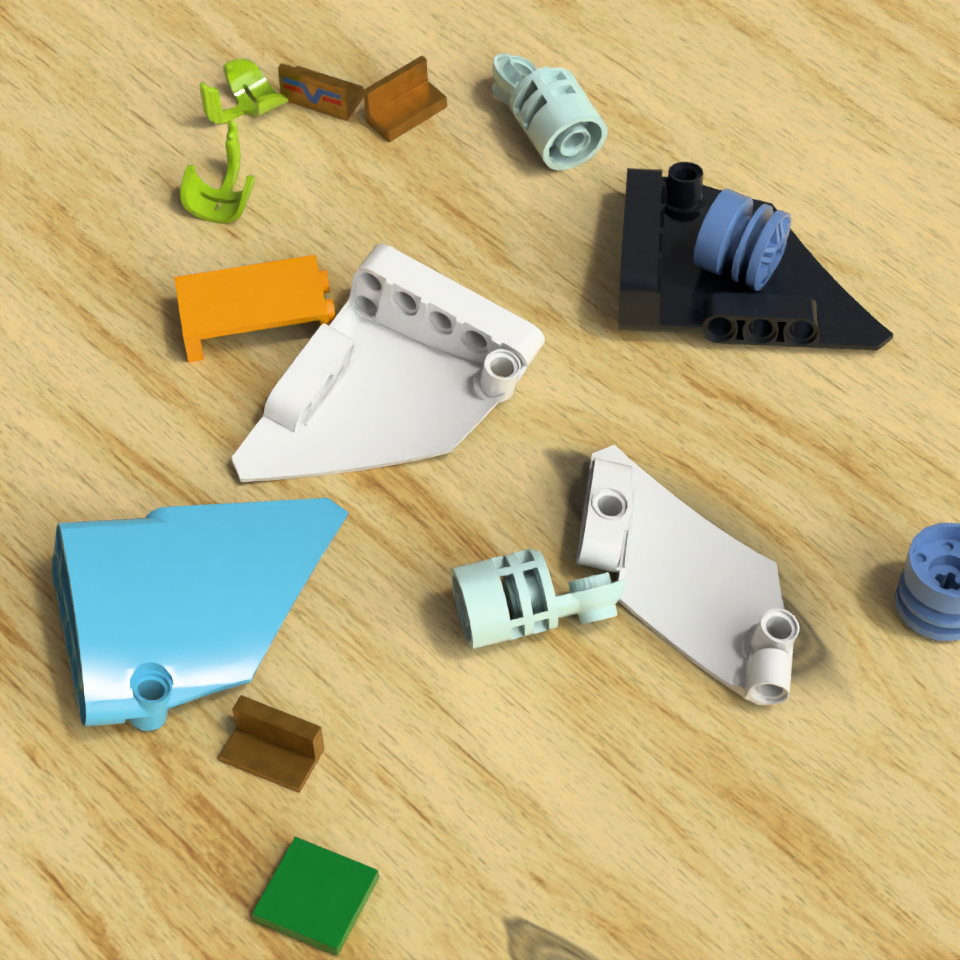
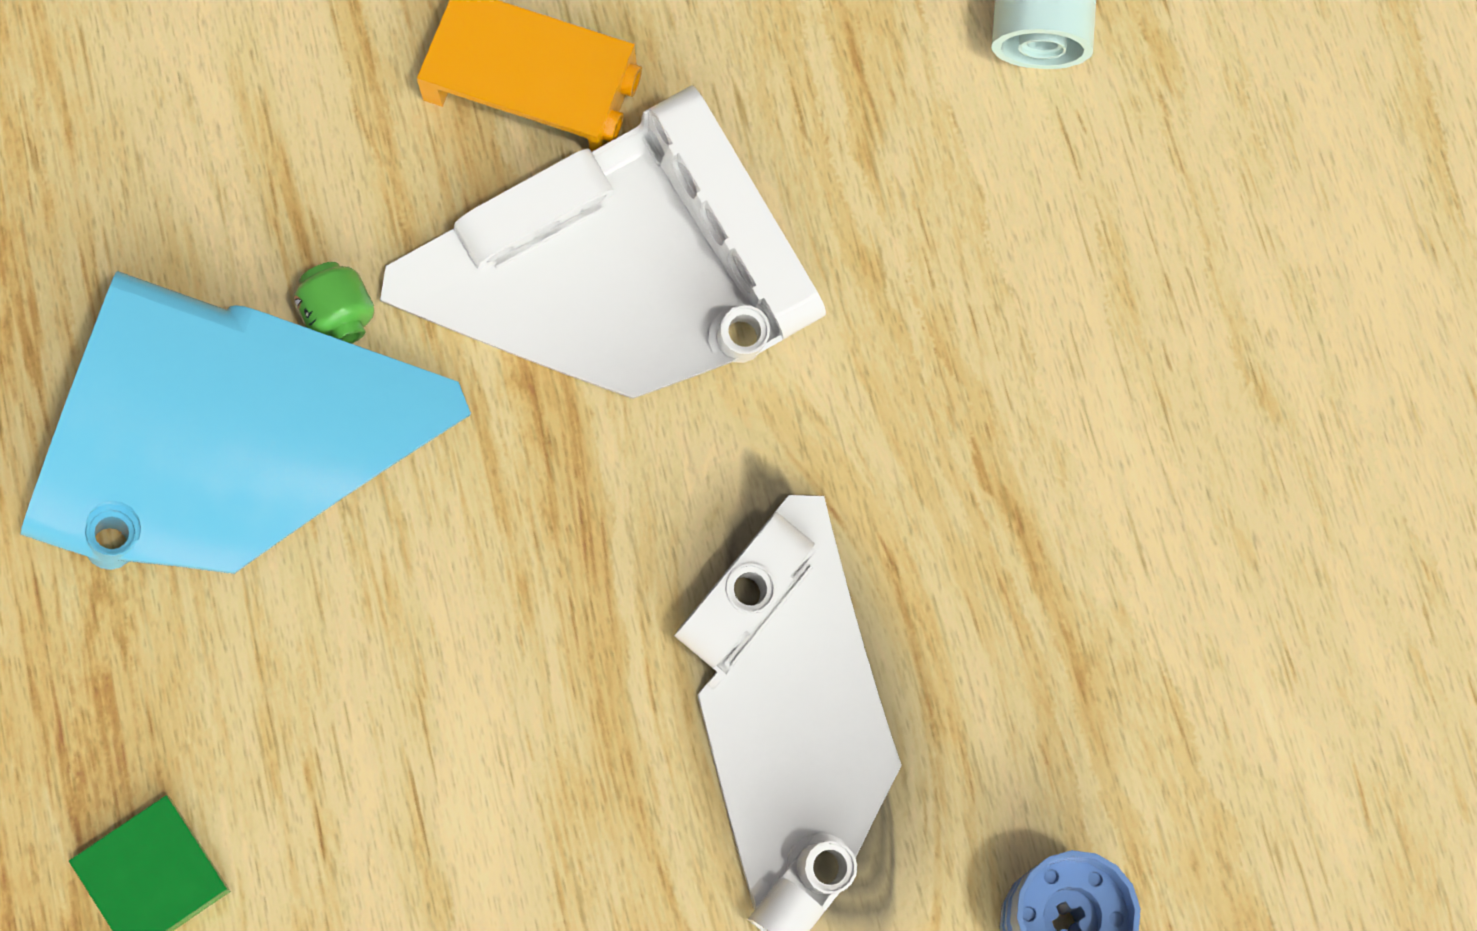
camera: 30 degrees right, 20 degrees up
(211, 484) = (334, 302): none -> bright green head
(273, 744) = (209, 669): pearl gold panel -> none
(529, 597) = (587, 653): light aqua cylinder -> none
(670, 294) = (1113, 330): black panel -> none
(737, 237) = (1140, 301): medium blue wheel -> none

